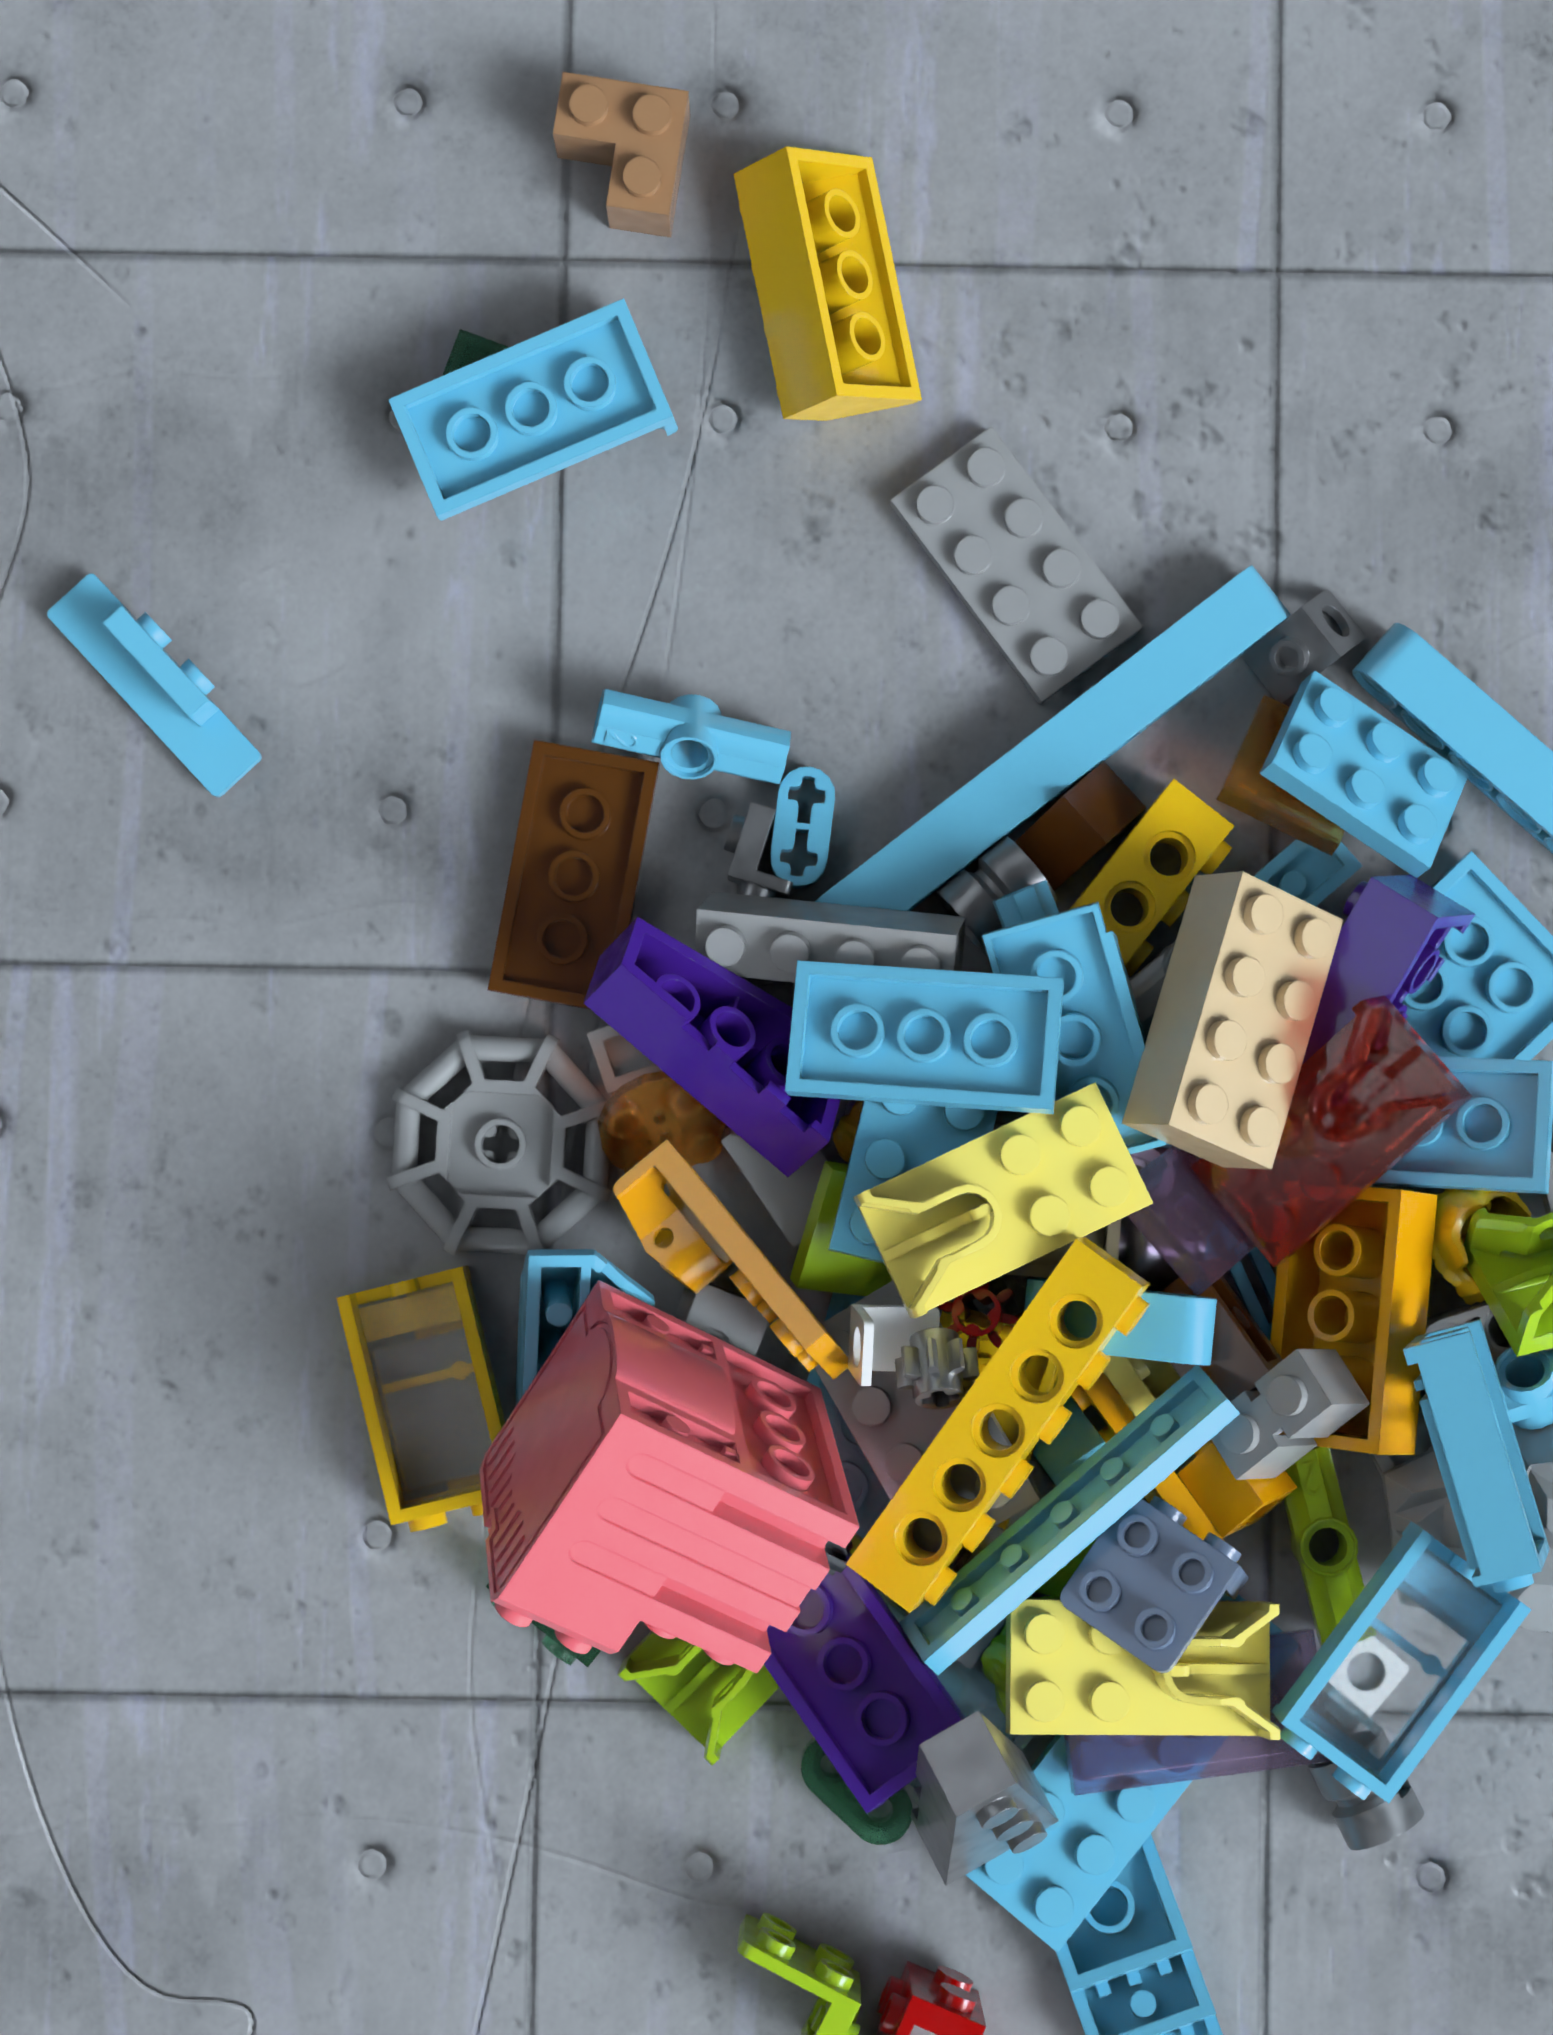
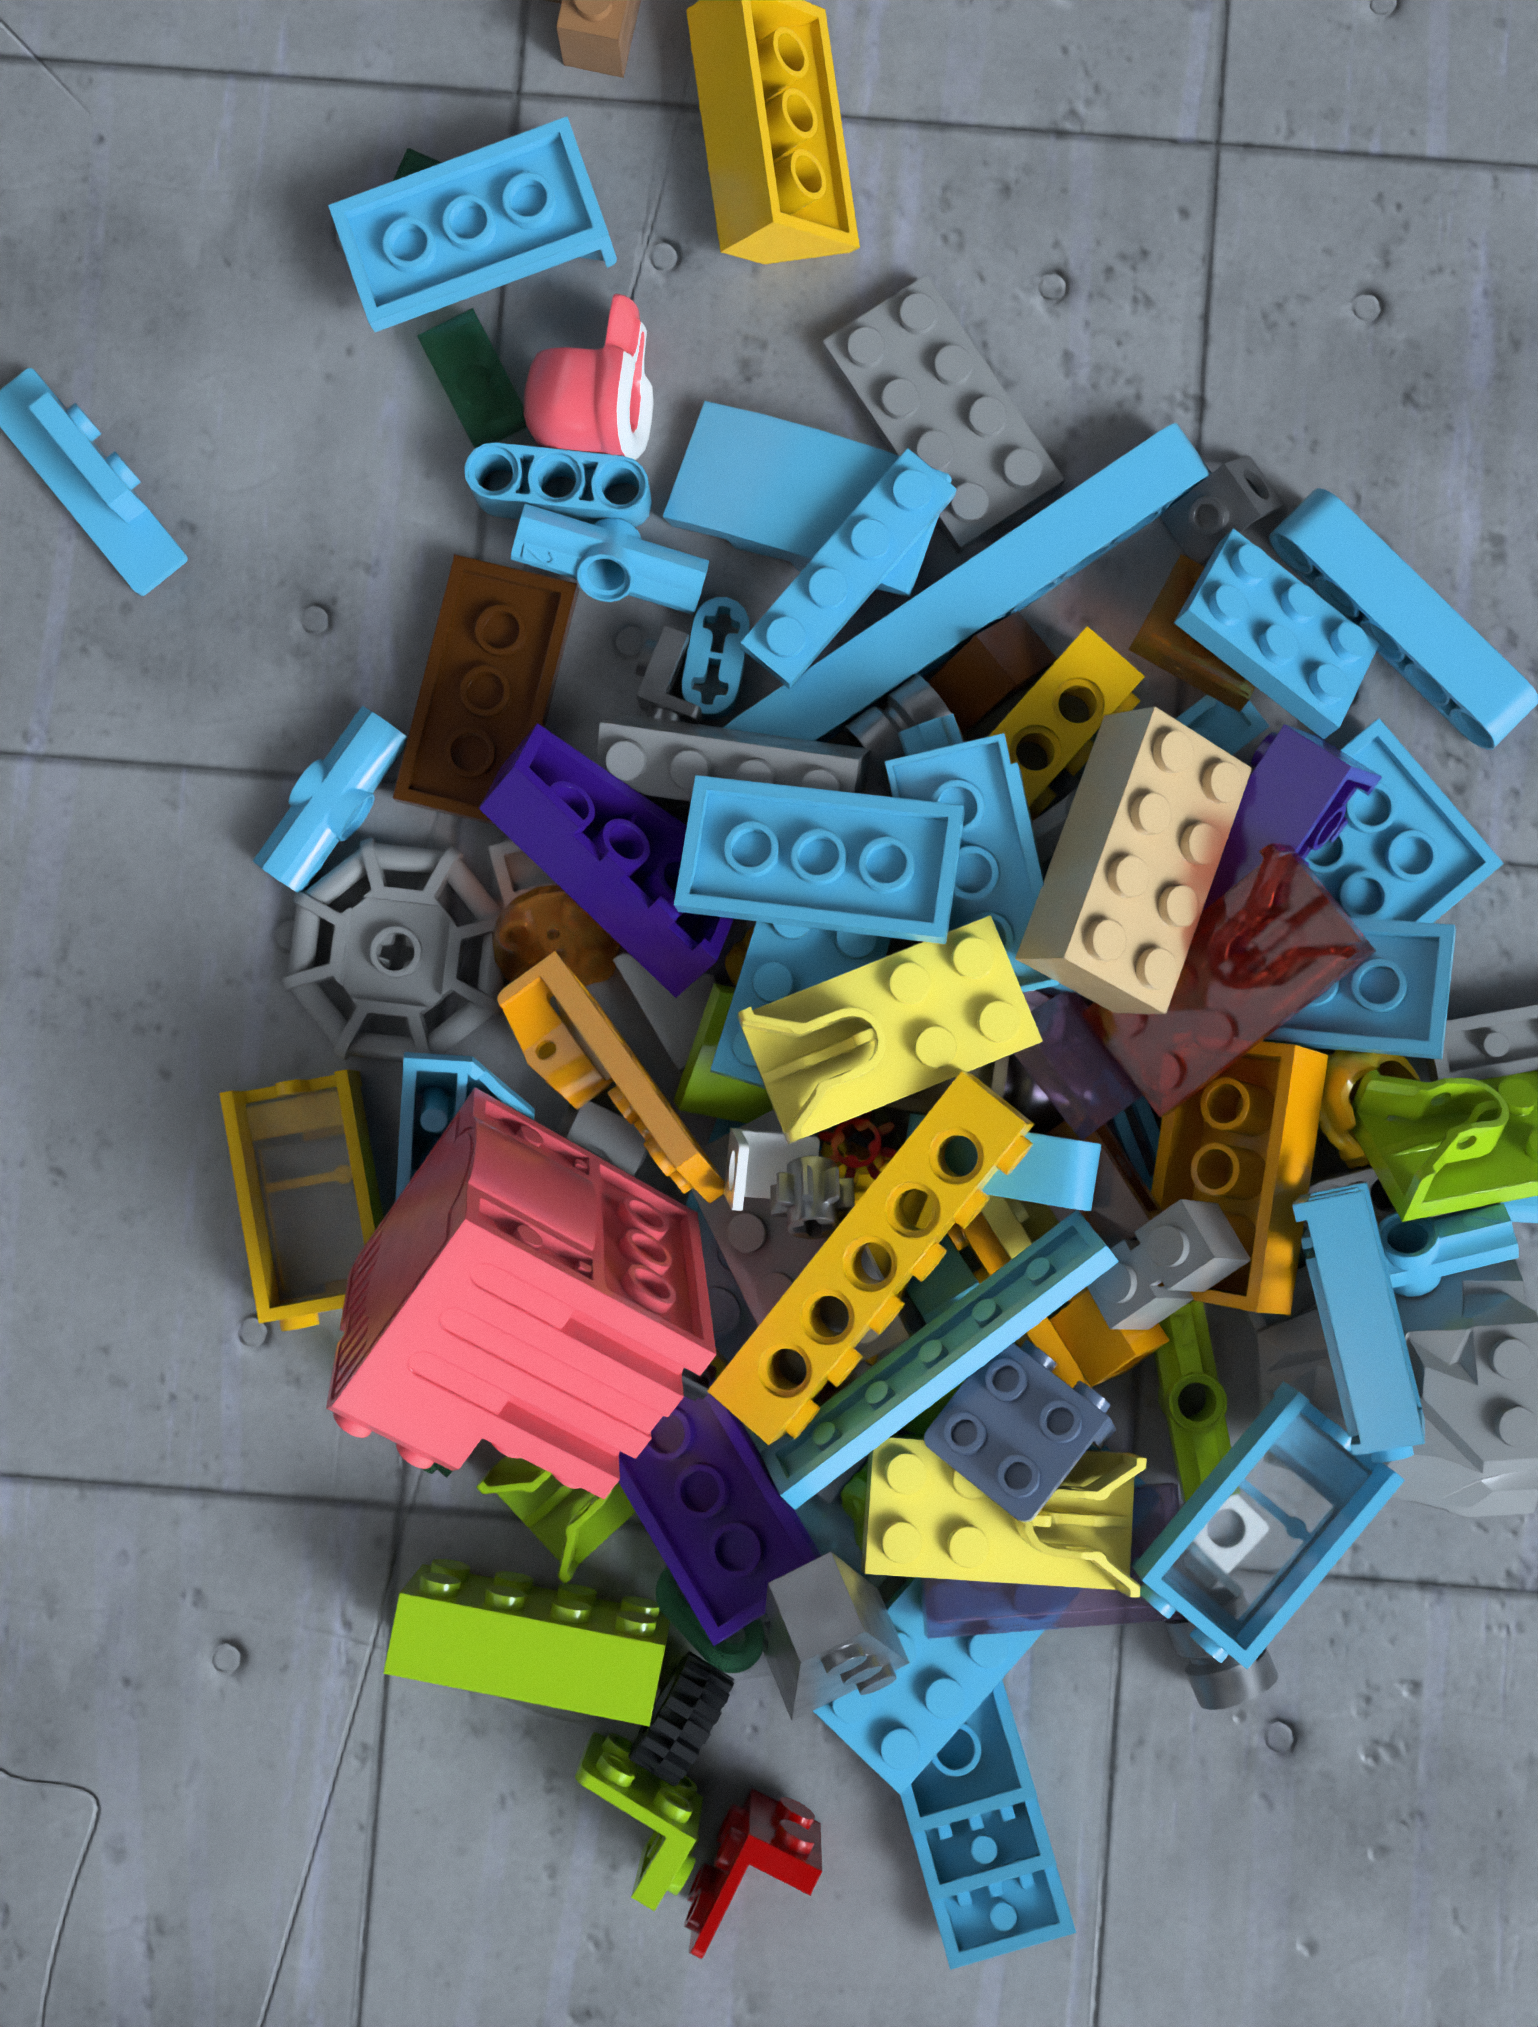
camera: 10 degrees right, 0 degrees up
(425, 995) = (331, 800): none -> medium azure piece
(541, 559) = (473, 379): none -> clear green plate
(608, 647) = (536, 466): none -> medium azure beam
(664, 580) = (594, 395): none -> coral piece
(683, 1823) = (529, 1641): none -> lime brick
(835, 1891) = (682, 1719): none -> black tyre
(885, 662) = (779, 488): none -> medium azure slope
(932, 735) = (848, 568): none -> medium azure plate

